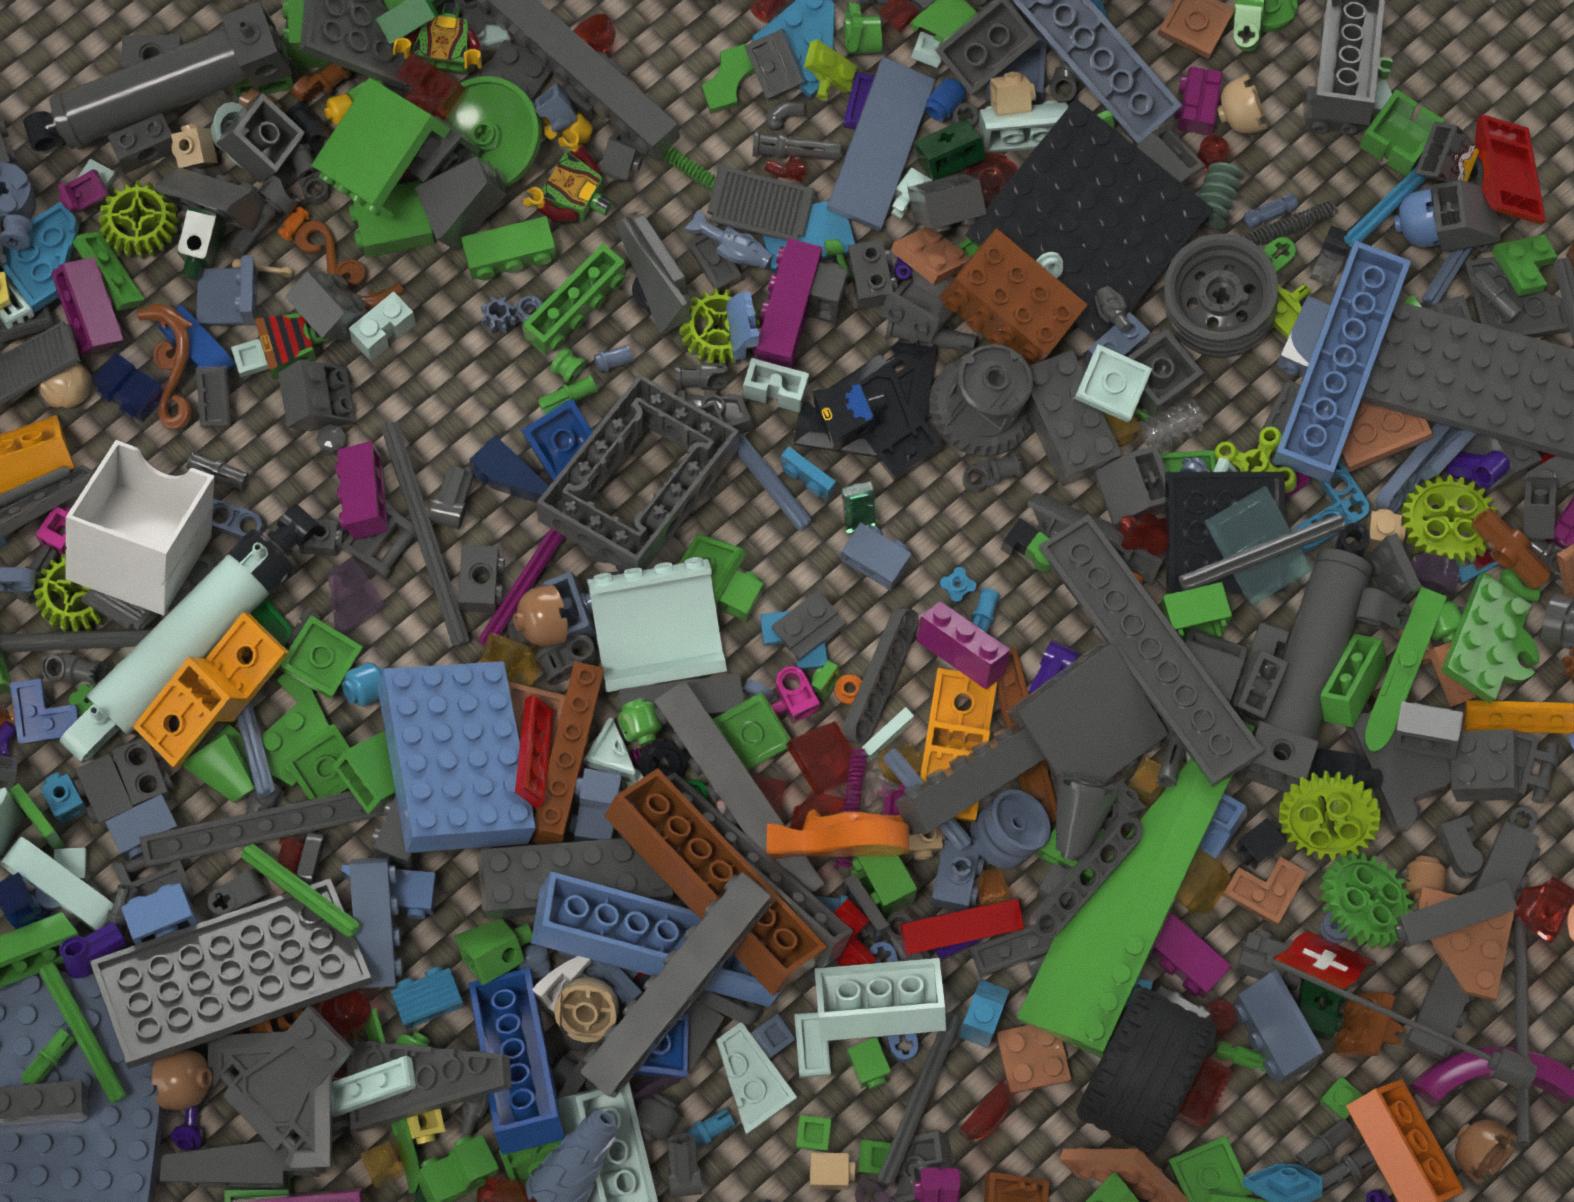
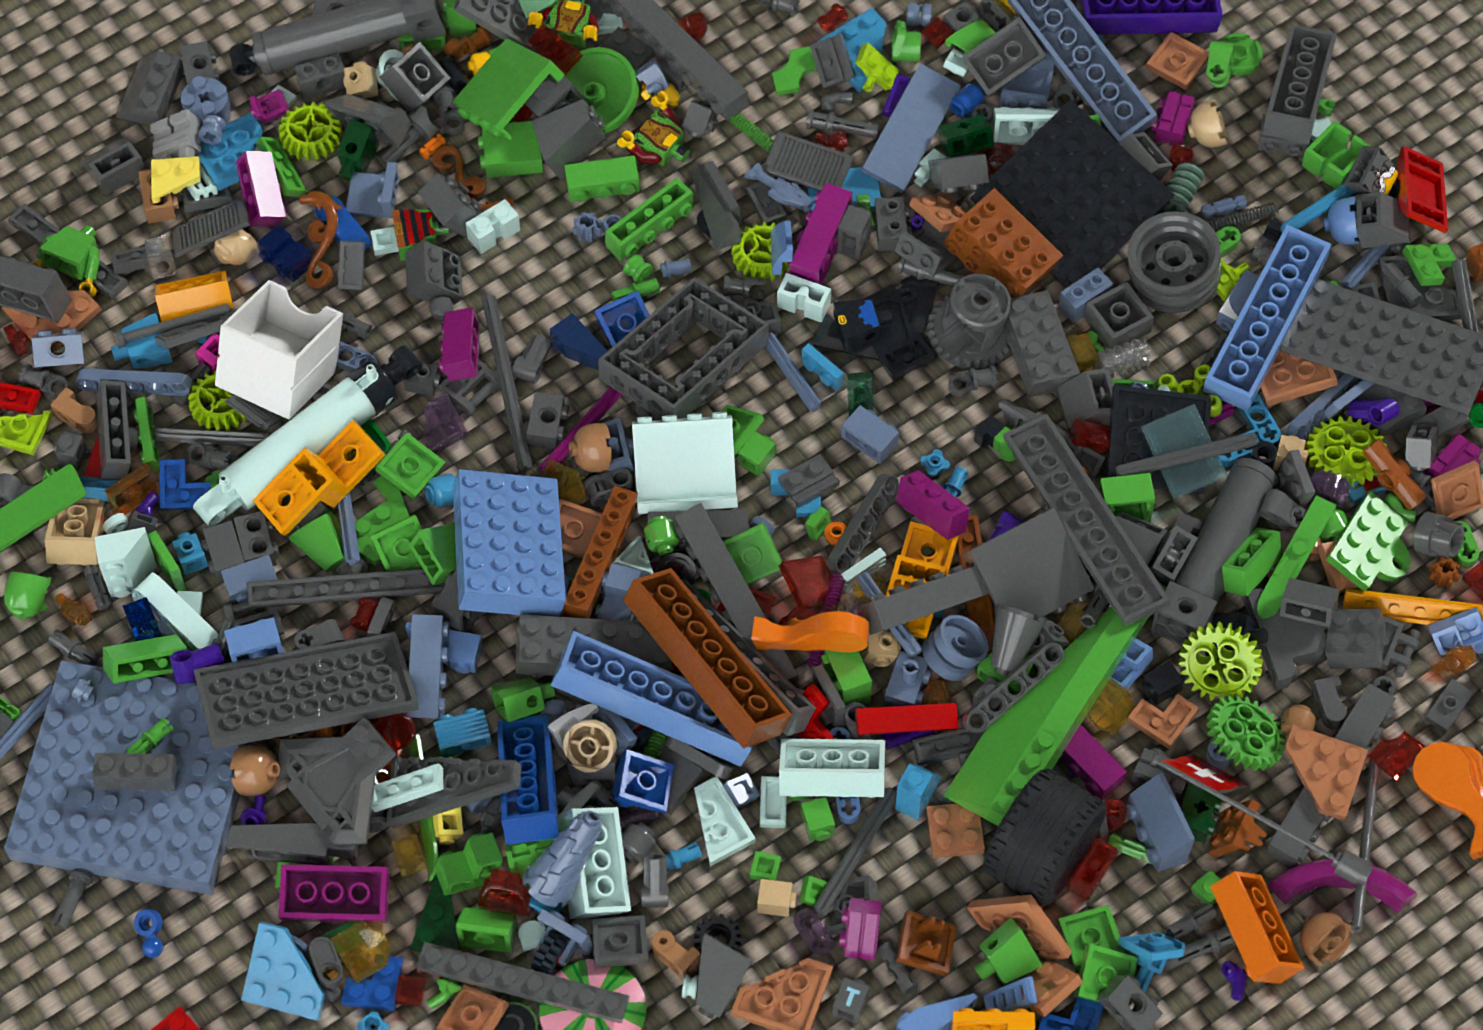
camera: 10 degrees right, 10 degrees down
(82, 1033) = (180, 724): bright green axle -> none
(284, 271) = (421, 181): tan hinge -> none
(300, 891) = (370, 636): bright green axle -> none
(534, 751) = (572, 546): red tile -> none
(677, 984) = (665, 727): dark grey brick -> none
(798, 702) = (793, 538): dark pink piece -> none
(987, 1115) = (910, 869): clear red slope -> none
(1011, 93) = (1020, 96): tan brick -> none
(1052, 263) = (1042, 222): light aqua plate -> none
(1112, 308) = (1083, 262): dark grey piece -> none
(1113, 383) = (1077, 317): light aqua plate -> none
(1455, 913) = (1316, 743): dark grey brick -> none

